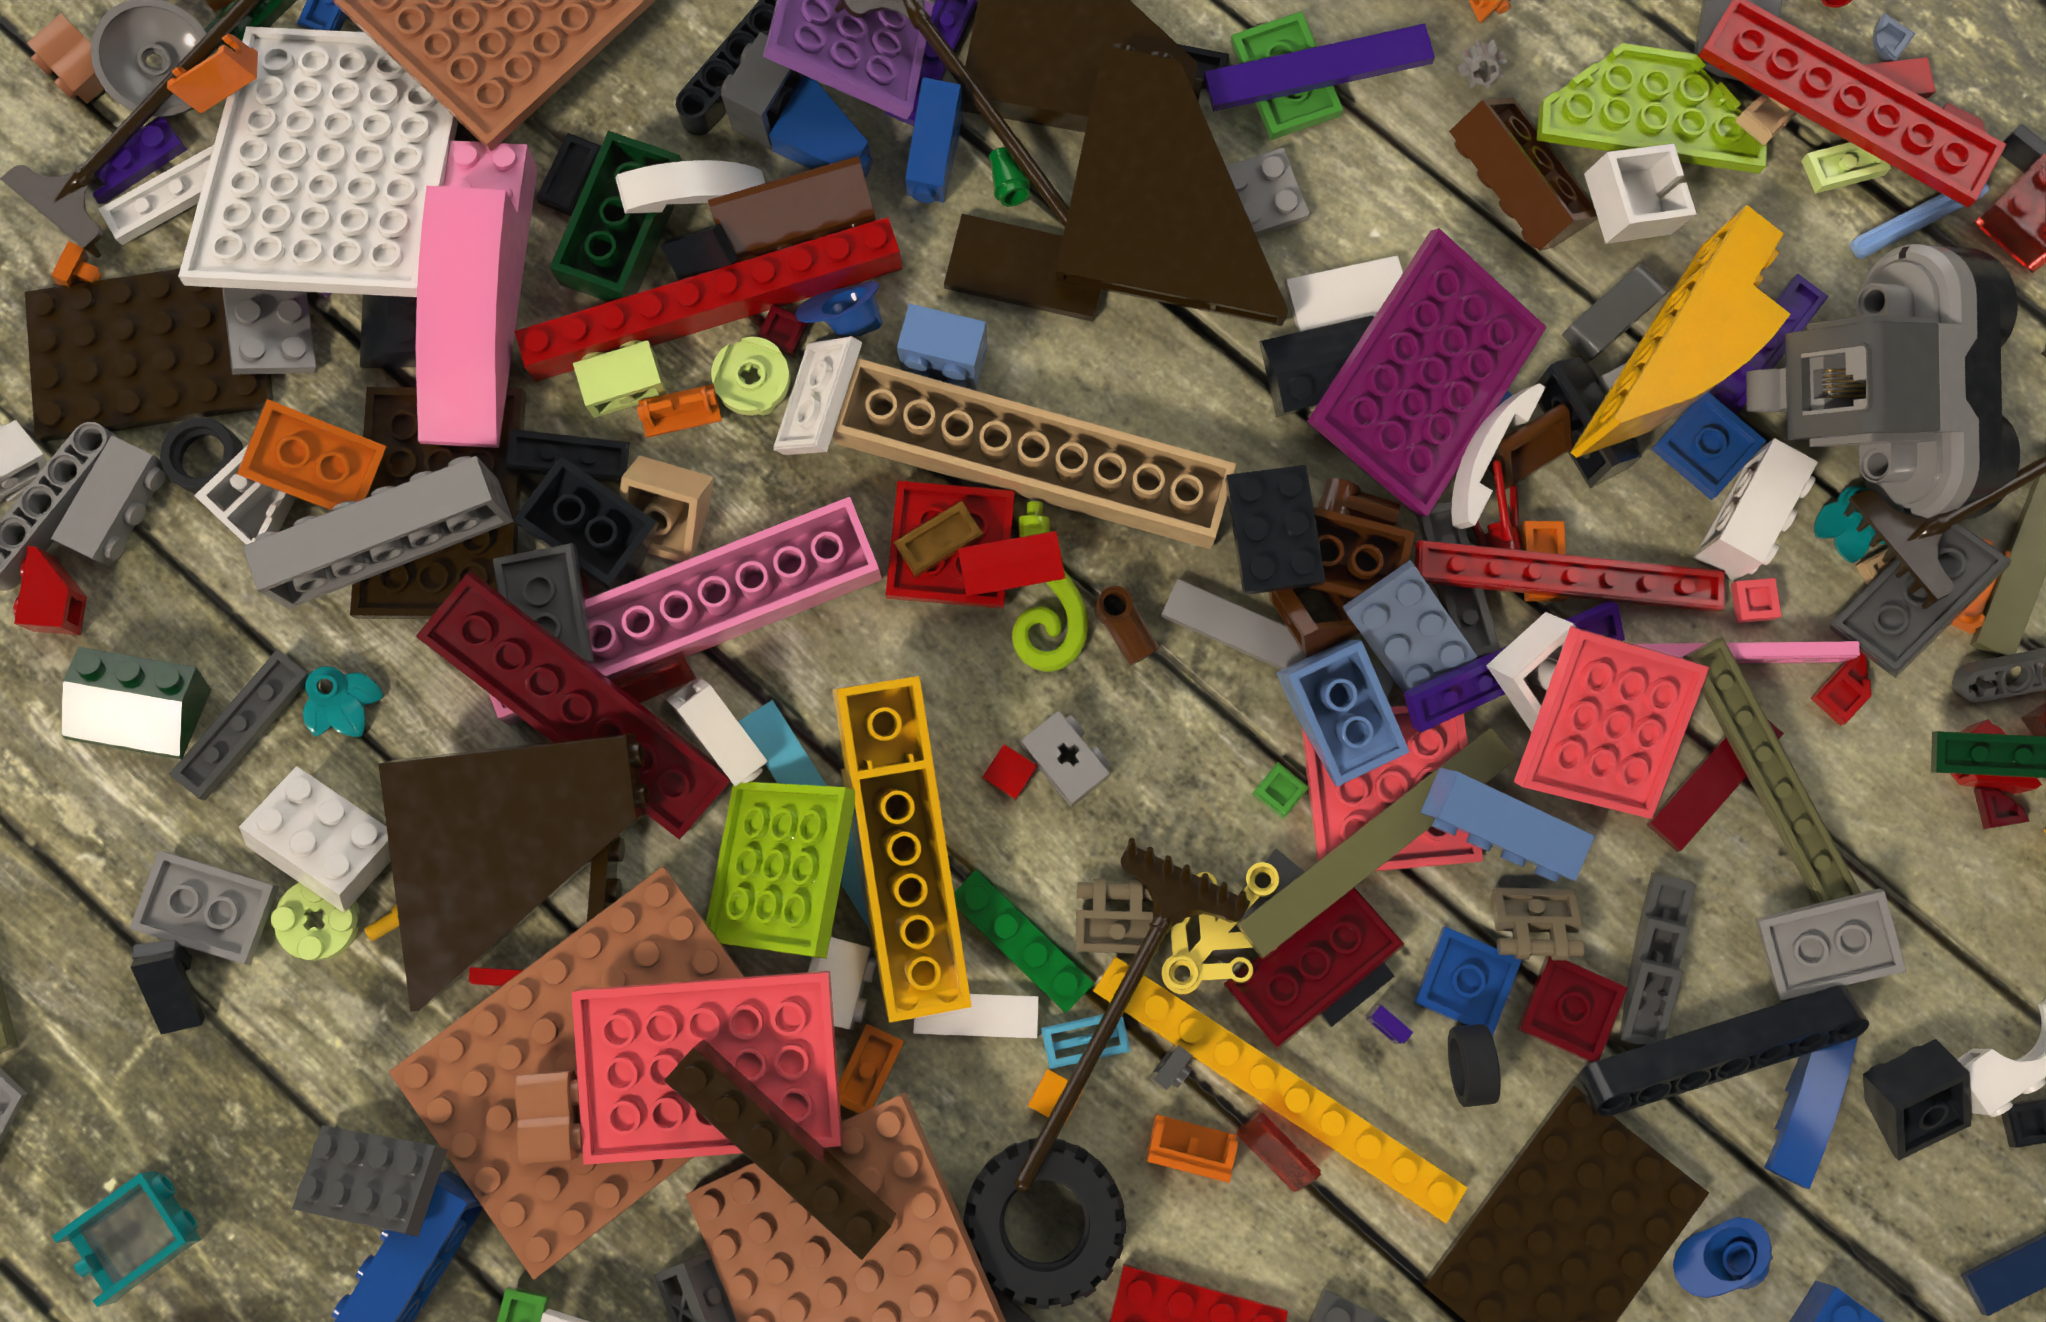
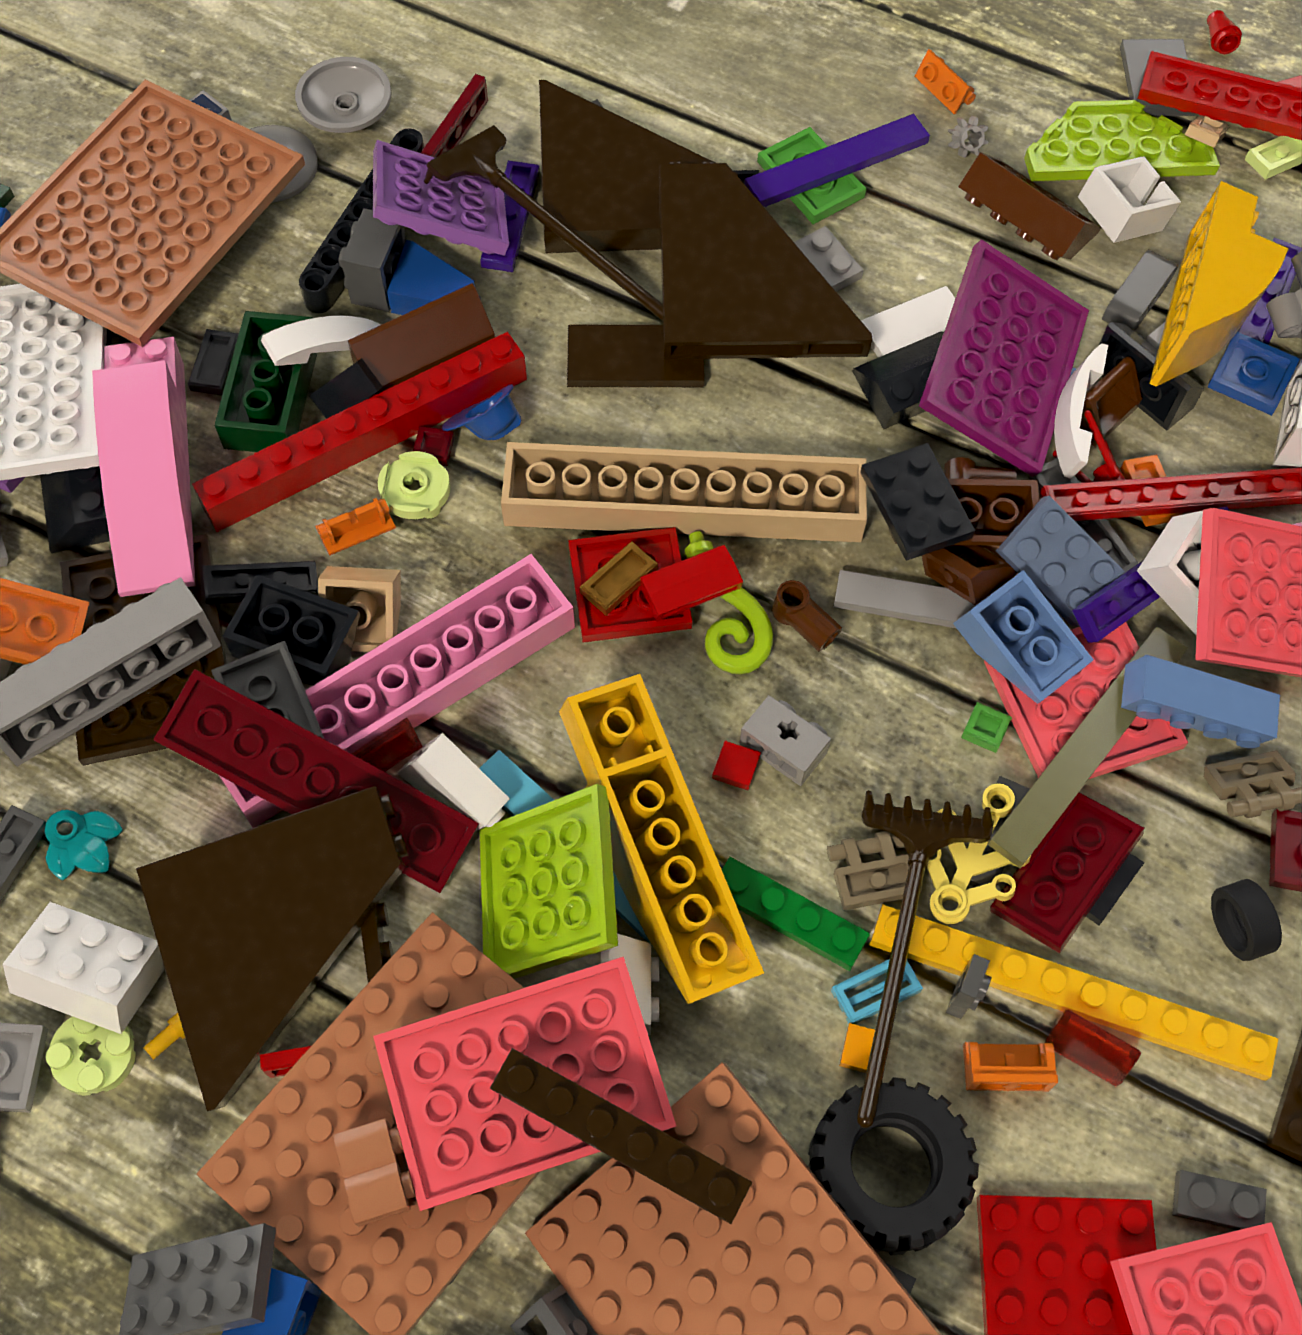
camera: 15 degrees left, 15 degrees down
(619, 377) = (294, 509): yellowish green brick -> none
(817, 396) = (479, 485): white tile -> none
(868, 1069) = (679, 1057): orange plate -> none
(934, 140) = (531, 269): blue slope -> none
(943, 346) = (581, 415): medium blue brick -> none
(987, 1017) = (773, 991): white tile -> none
(1009, 180) = (602, 292): green cone -> none
(1388, 1024) = (1154, 905): dark purple tile -> none
(1466, 980) = (1207, 851): blue tile -> none
(1890, 38) = (1278, 65): sand blue tile -> none

